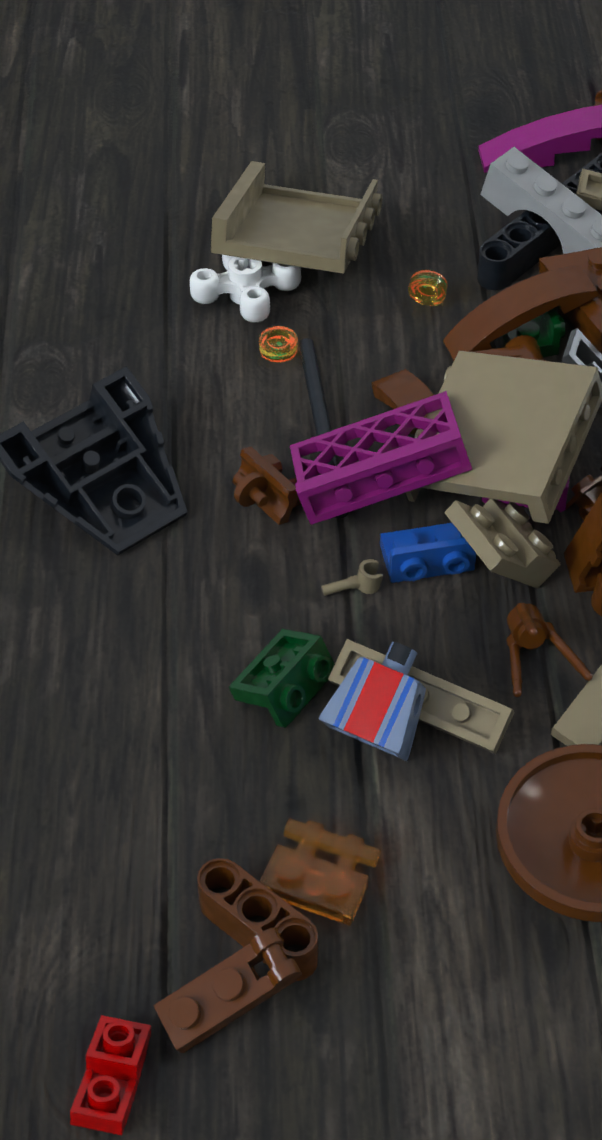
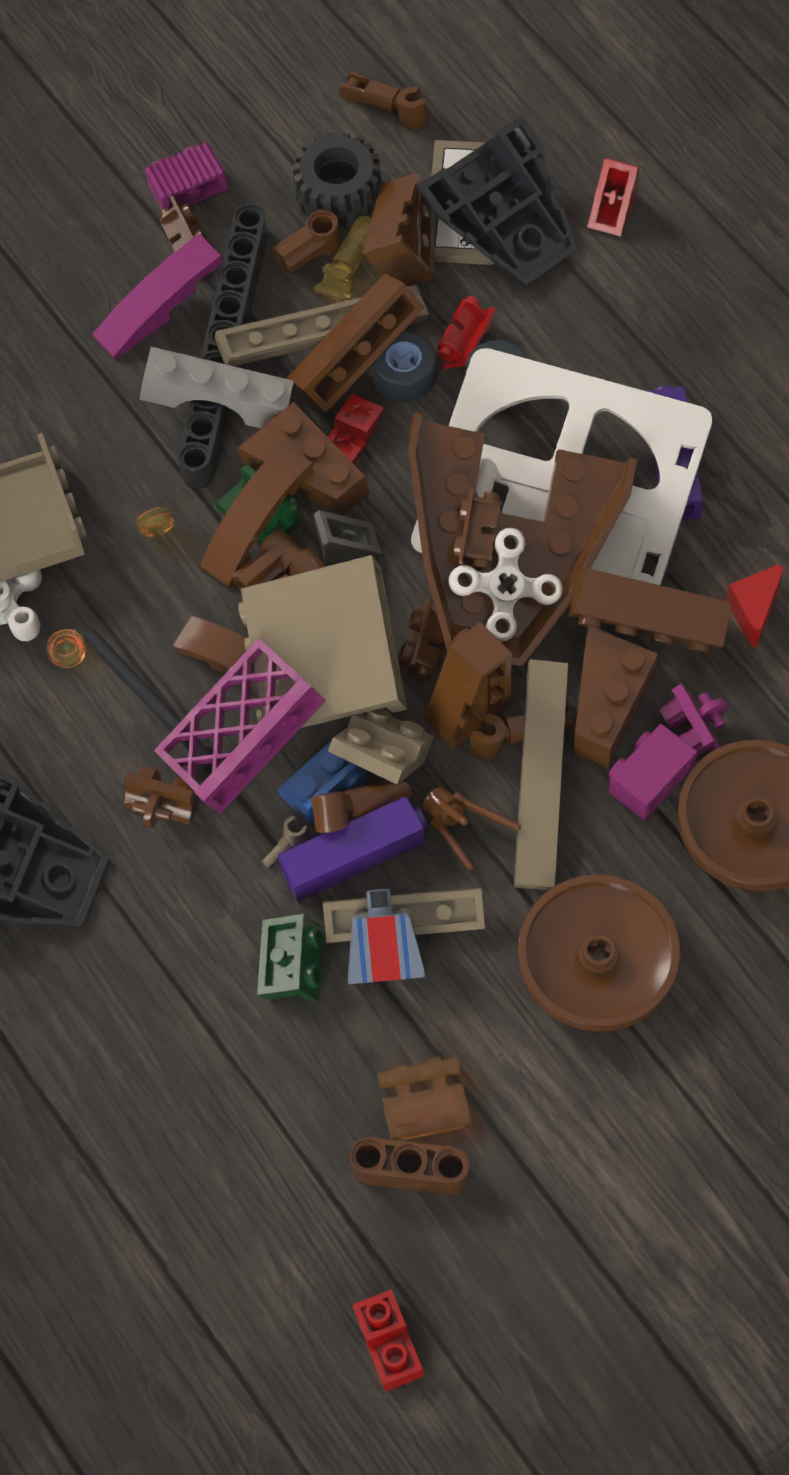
camera: 30 degrees left, 15 degrees up
(226, 991) = (429, 1234): reddish brown plate -> none
(413, 615) = (353, 849): none -> dark purple brick
(417, 565) = (334, 808): none -> reddish brown piece

